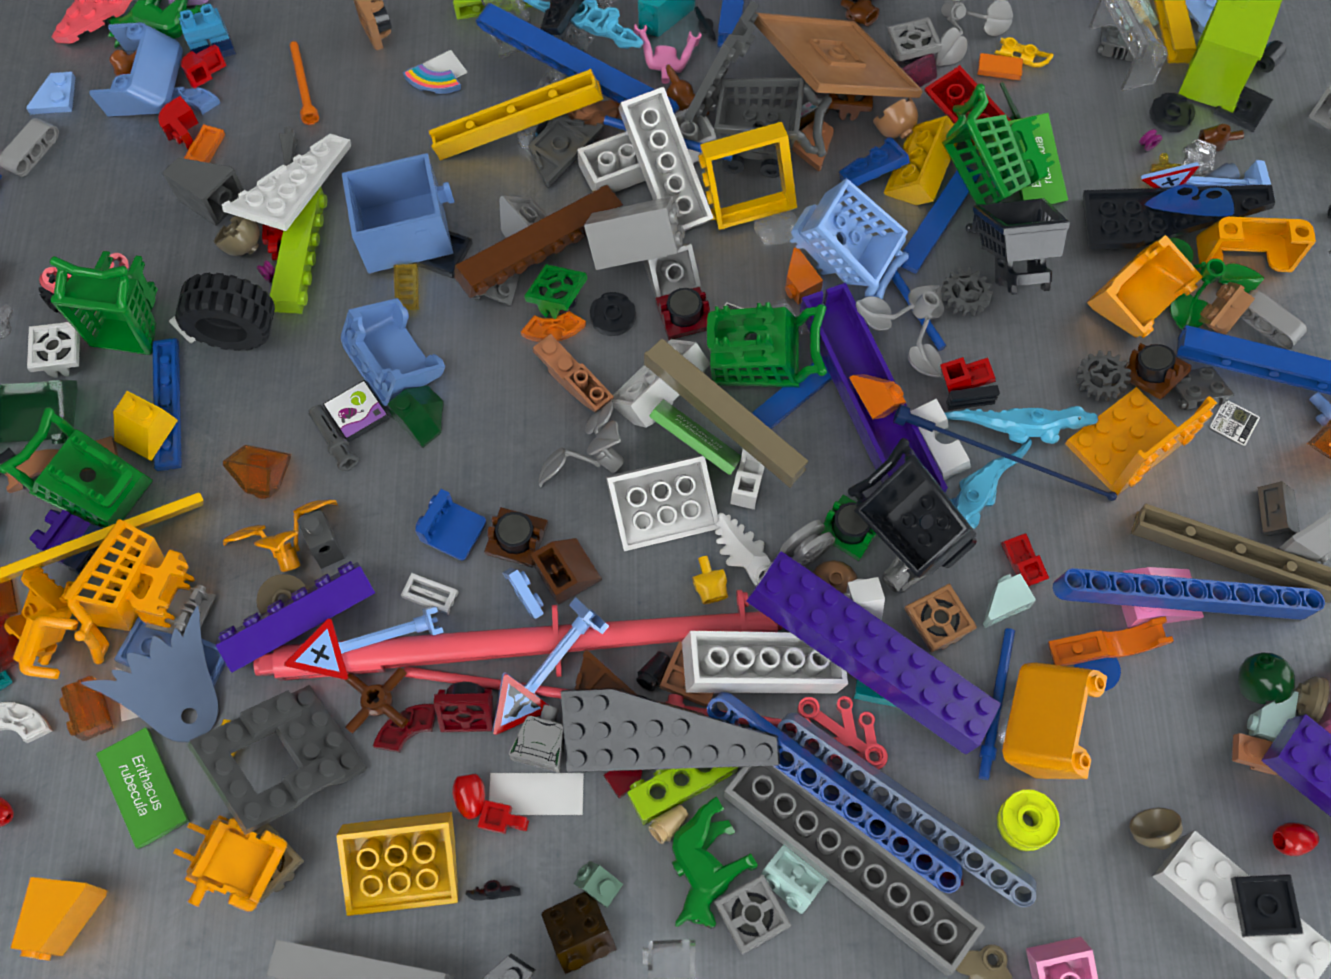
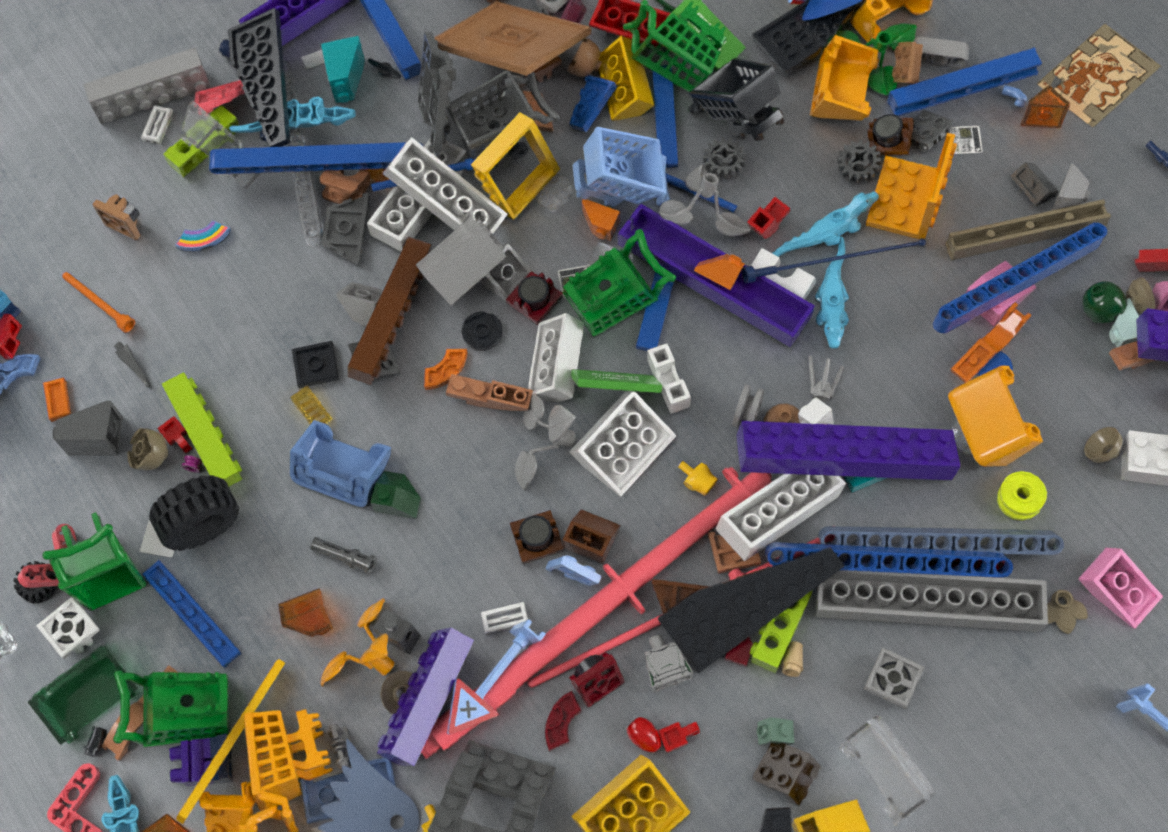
camera: 30 degrees left, 0 degrees up
(141, 425) = (189, 641): yellow slope -> none
(176, 119) = (18, 393): red brick -> none
(289, 188) = (163, 389): white wing -> none
(356, 411) = (345, 524): tile -> none
(383, 706) = (533, 722): reddish brown bar -> none
(398, 212) = (267, 354): medium blue piece -> none
(446, 62) = (202, 217): white sticker -> none
(449, 526) = (484, 561): blue bracket -> none
(493, 890) = (708, 787): black piece -> none
(516, 114) = (299, 225): yellow tile -> none
(519, 700) = (629, 647): light blue piece -> none
(538, 792) = (688, 701): white sticker -> none
(557, 290) = (430, 338): green piece -> none
(653, 671) = (706, 565): black cone -> none
(666, 54) = (374, 113): bright pink piece -> none
(679, 90) = (408, 129): dark orange animal -> none
(701, 869) = (837, 673): green animal -> none
(725, 412) = (626, 349): dark tan tile -> none
(741, 548) = (704, 440): white plant -> none
(793, 879) = (902, 638): light aqua bracket -> none
(847, 735) = (865, 518): coral plant -> none
(848, 528) = (767, 373): piece -> none
(900, 504) = (795, 336): black piece -> none
(938, 618) = (870, 399): medium nougat piece -> none
(972, 397) = (782, 231): black tile -> none
(988, 750) = (965, 469): blue bar -> none
(1008, 599) = (905, 357): light aqua slope -> none
(1024, 559) = (895, 324): red slope -> none

